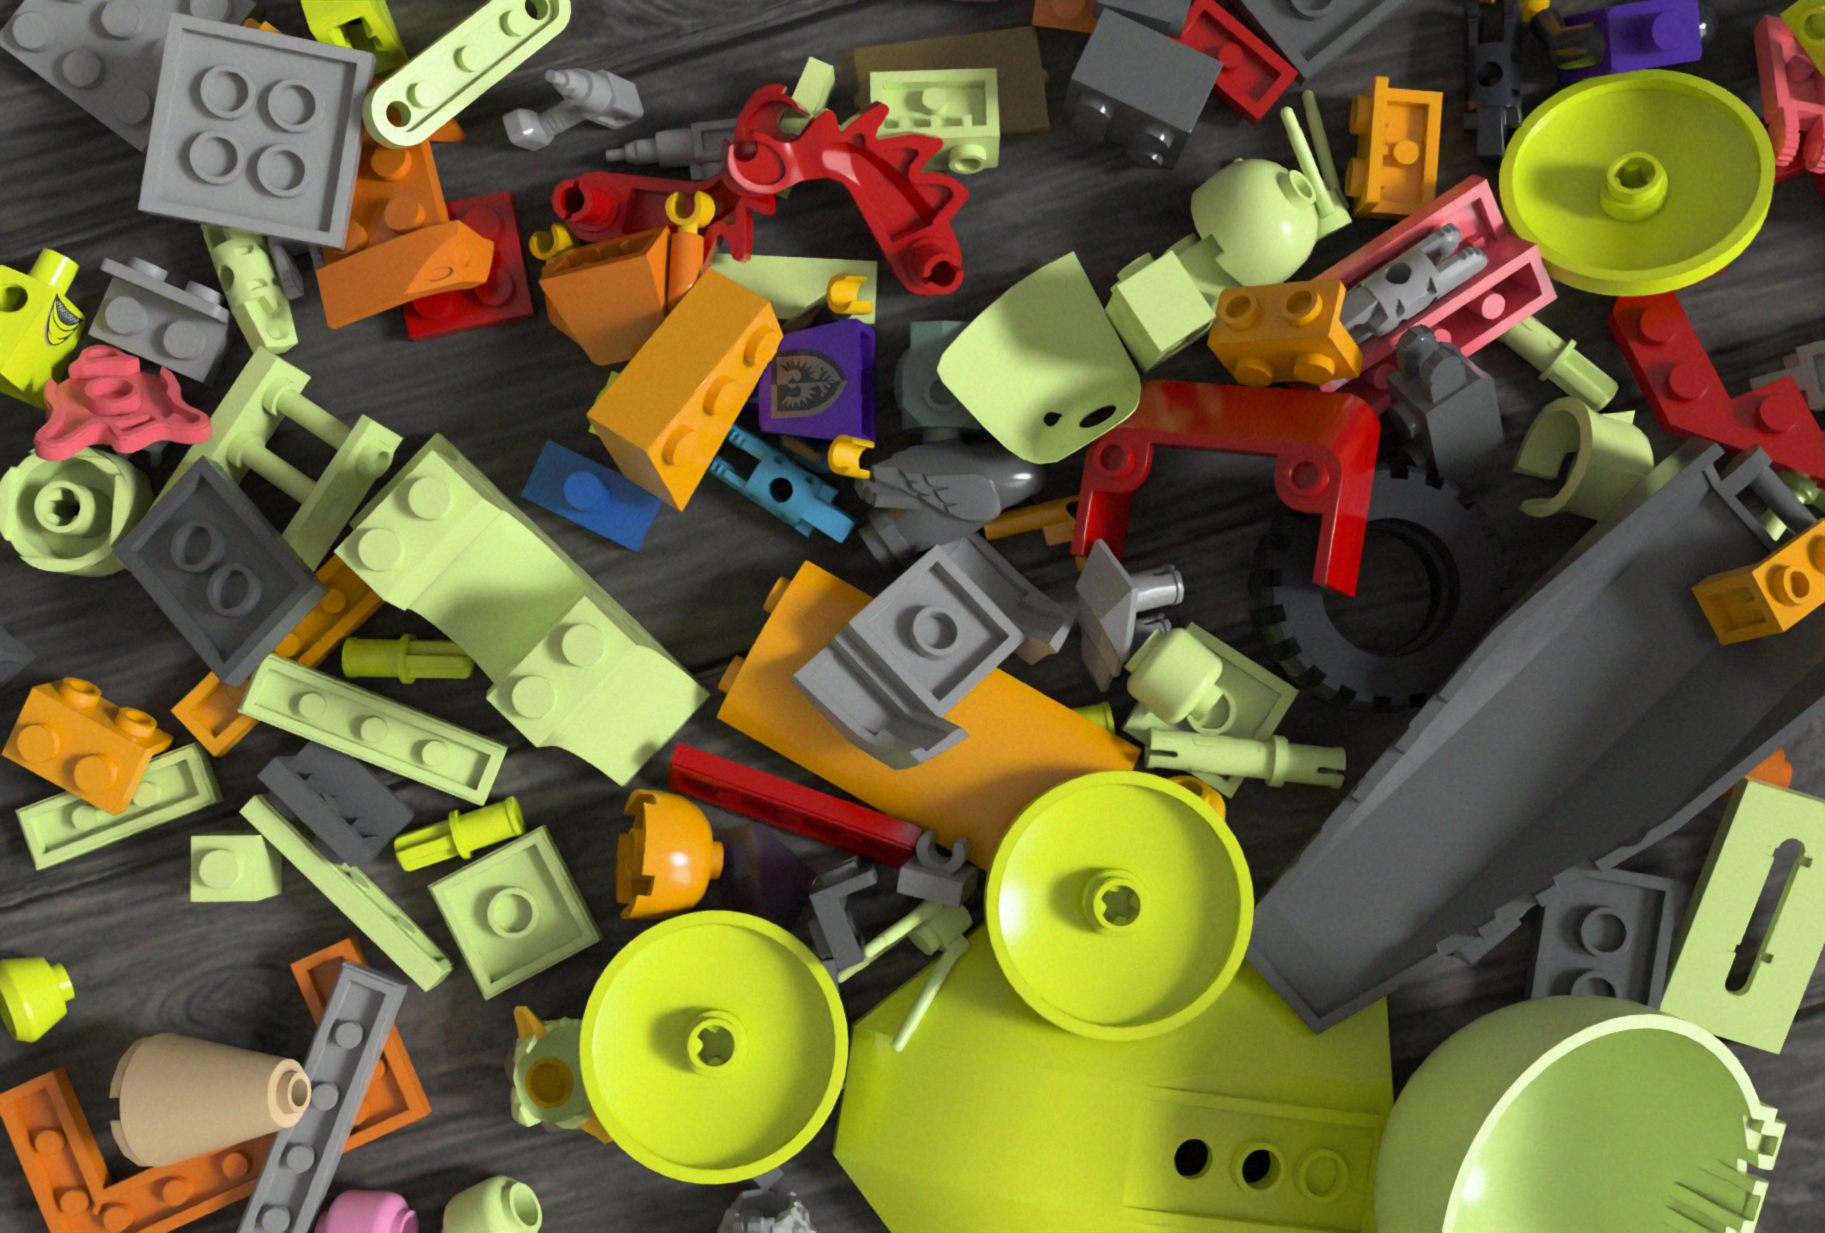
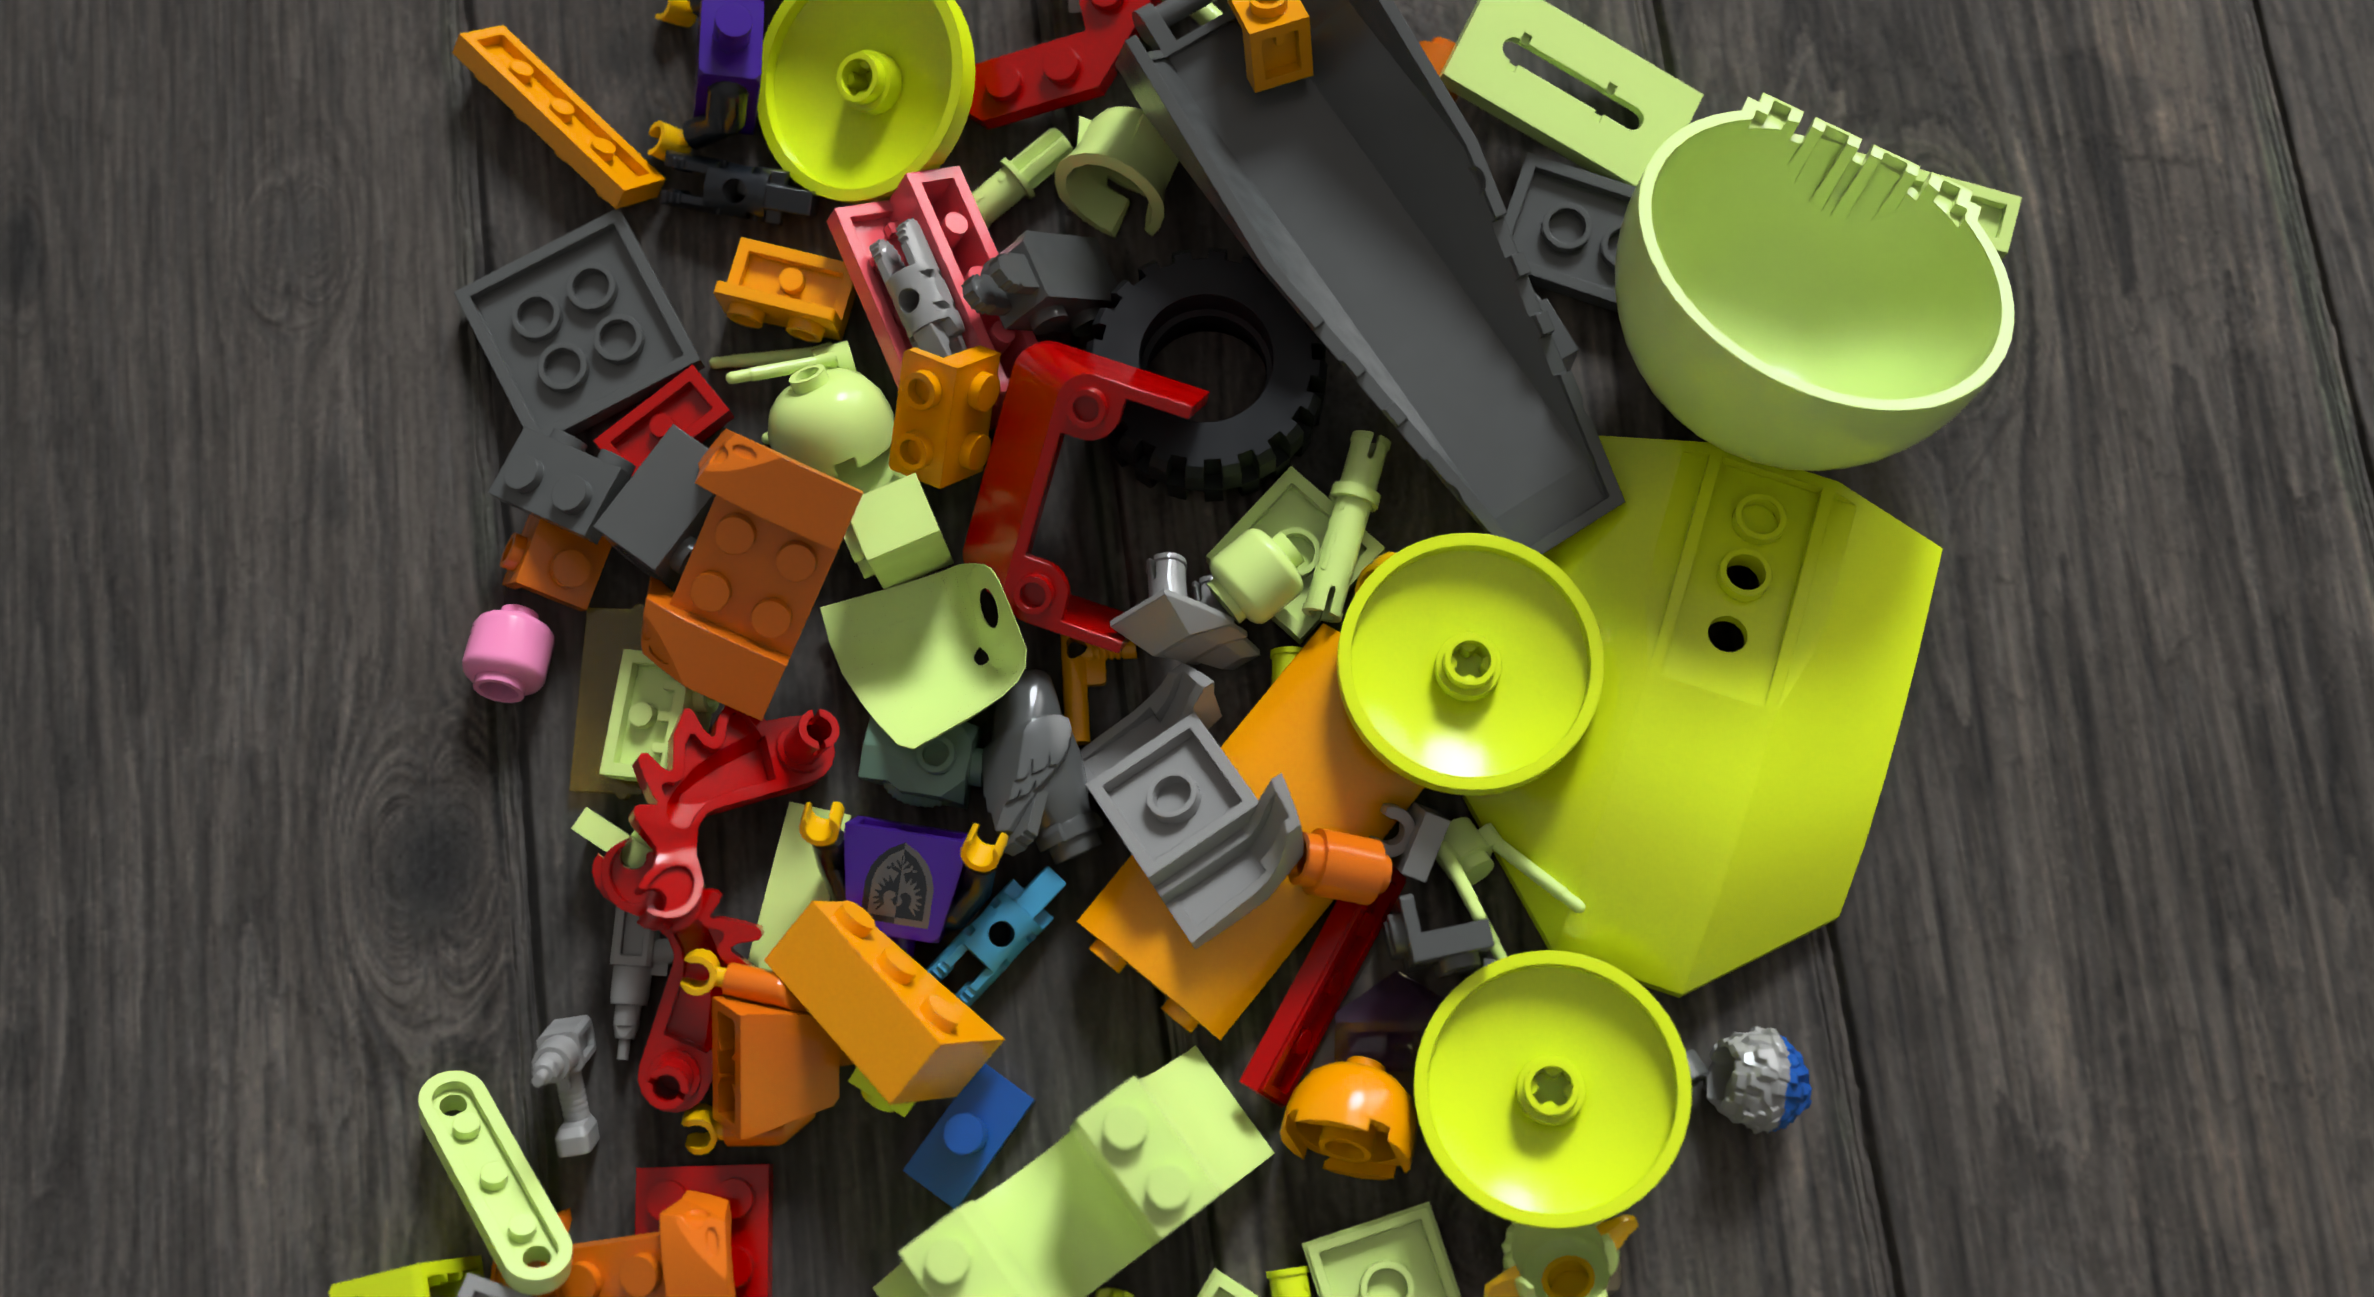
camera: 75 degrees left, 10 degrees down
(893, 810) = (1342, 867): none -> orange brick
(1084, 171) = (748, 574): none -> orange piece

